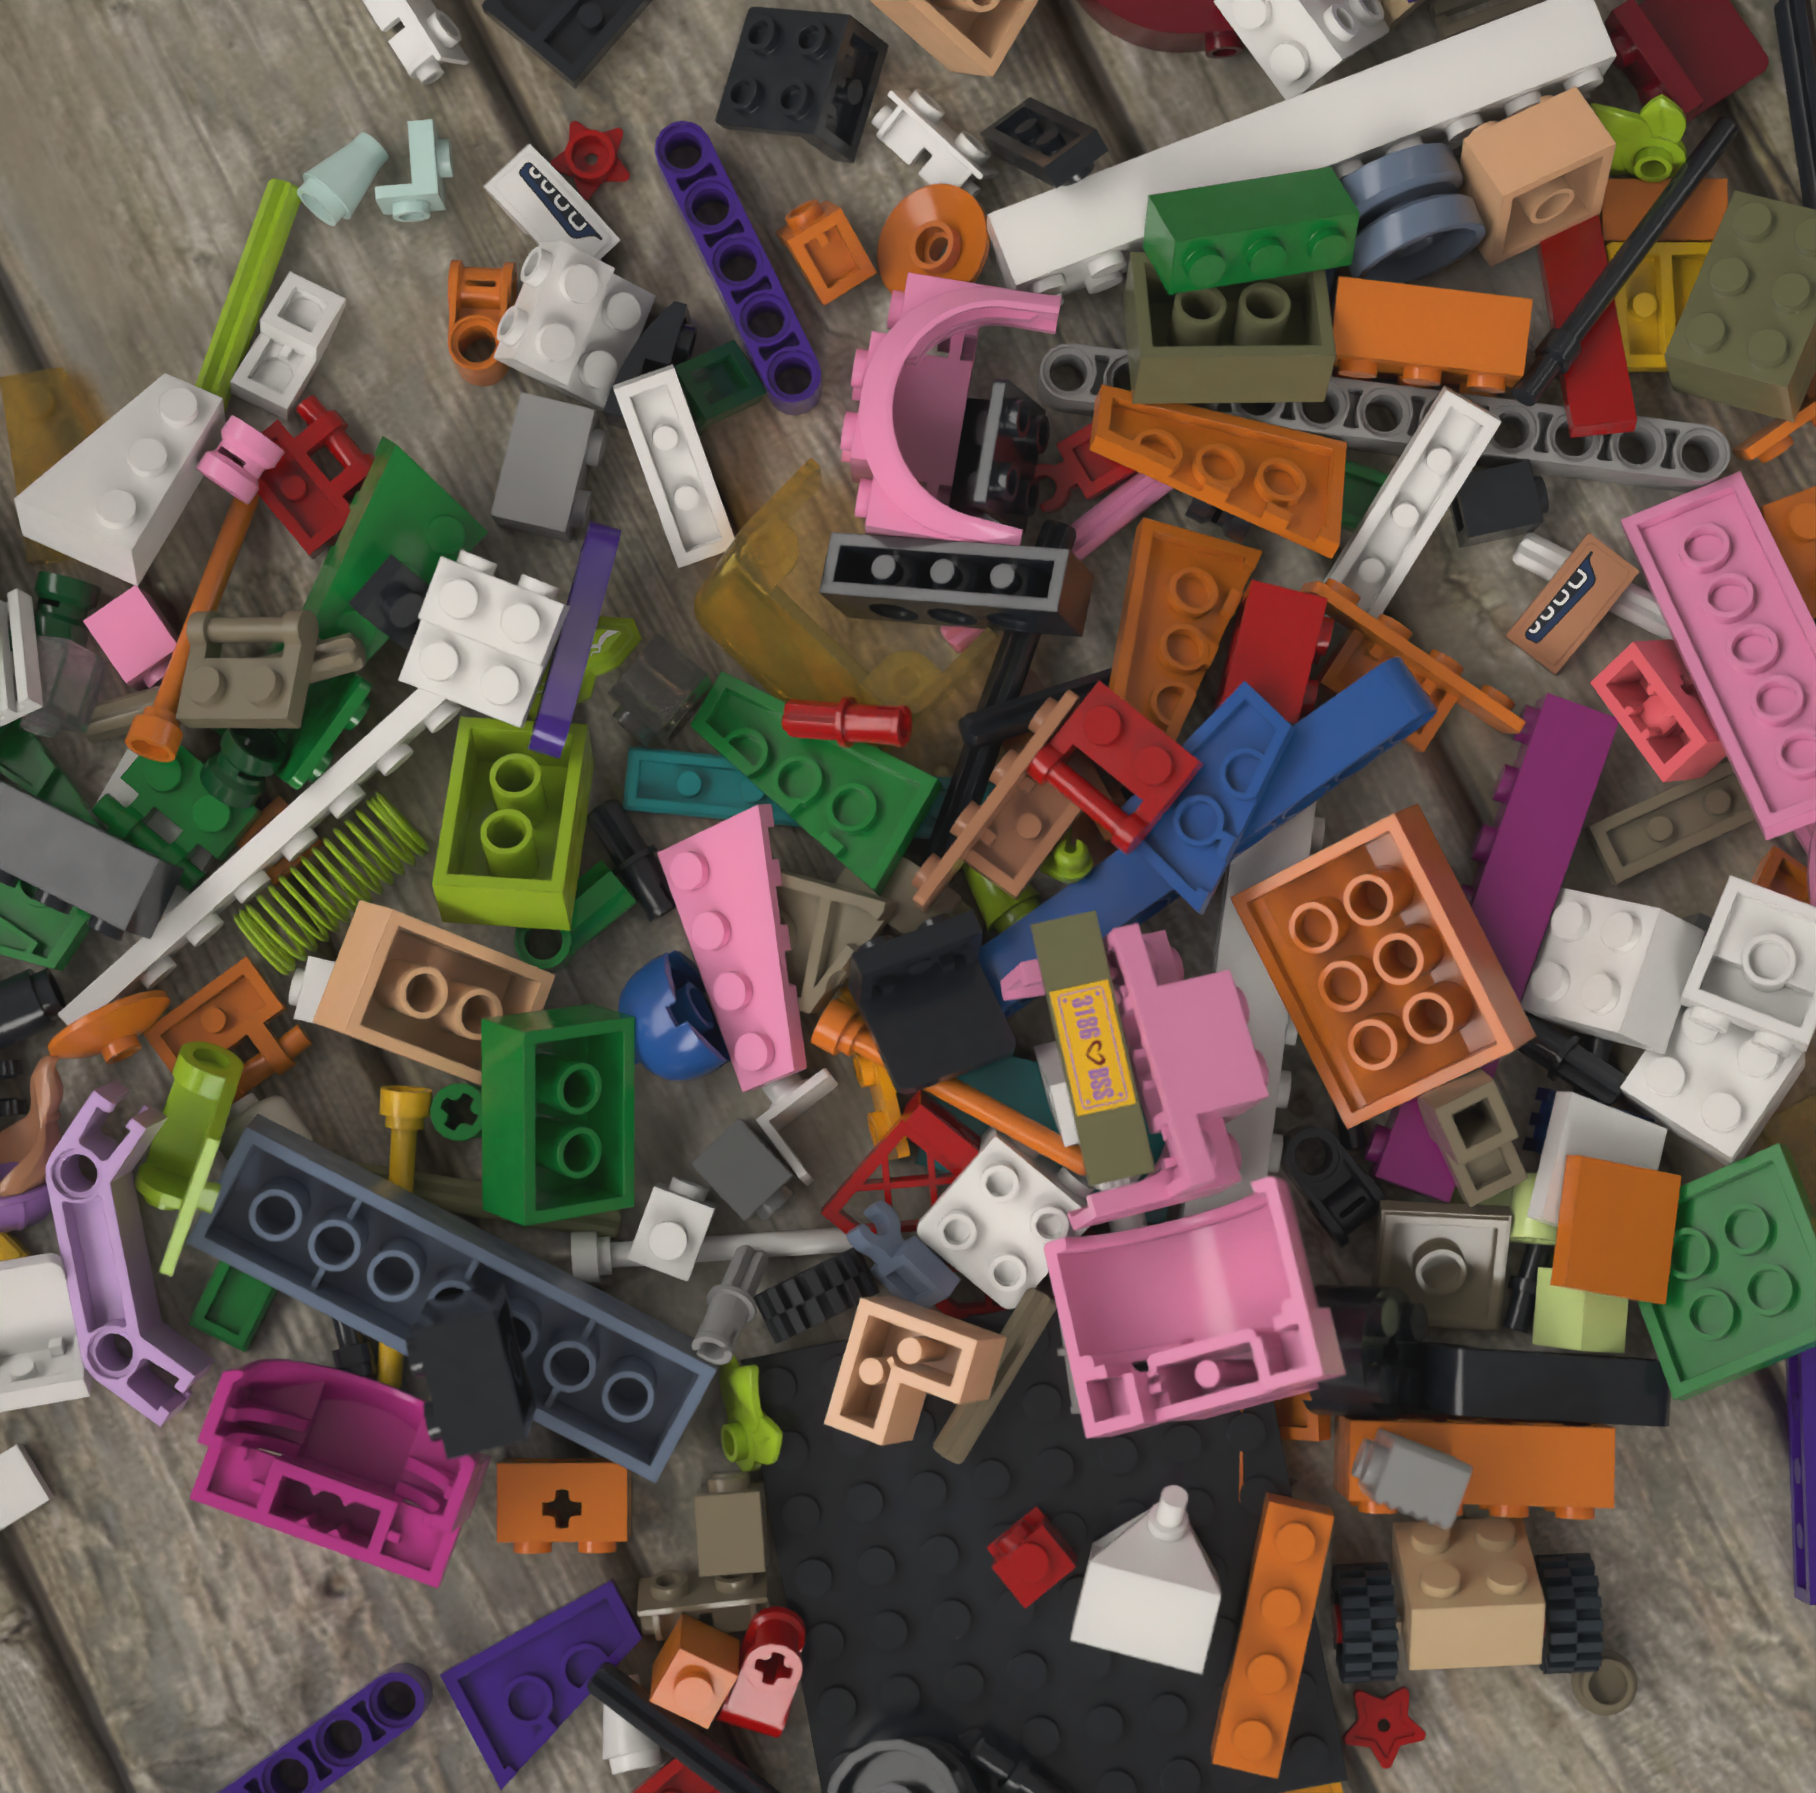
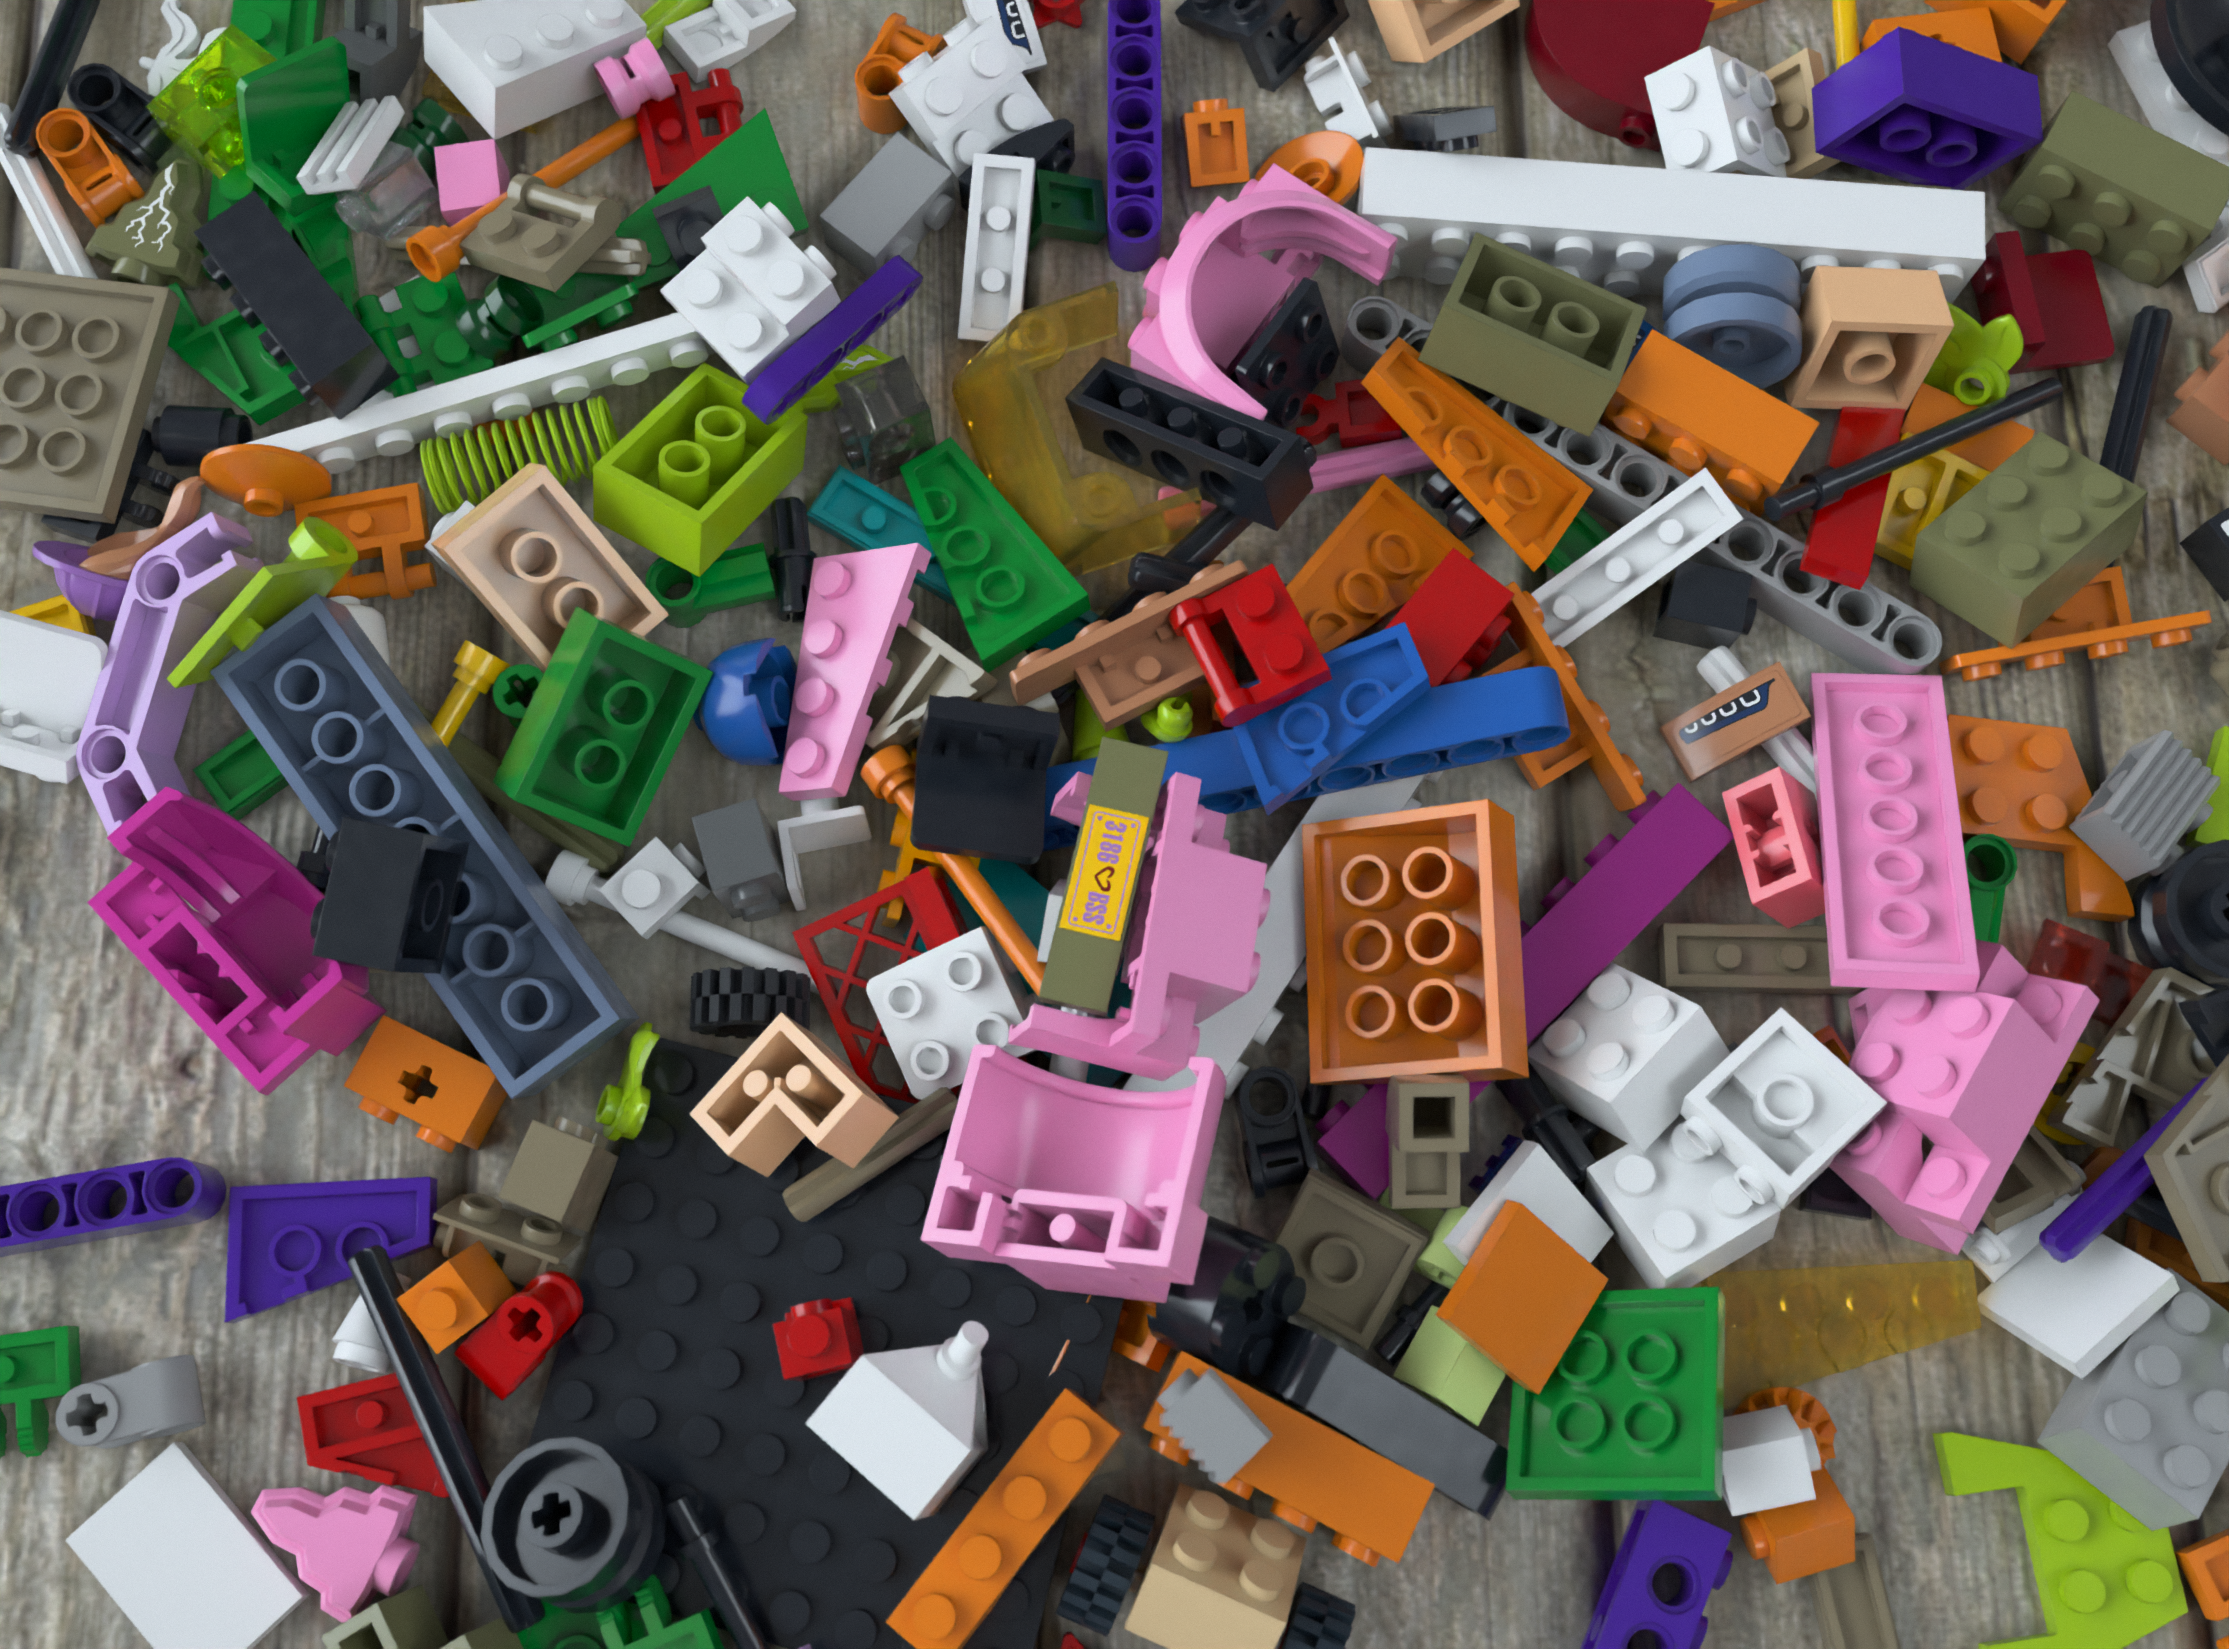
camera: 25 degrees right, 10 degrees down
(730, 1306) = (665, 972): light grey axle -> none
(848, 722) = (1034, 512): red axle -> none
(901, 1265) = (841, 1013): sand blue plate -> none
(1250, 230) = (1591, 253): green brick -> none

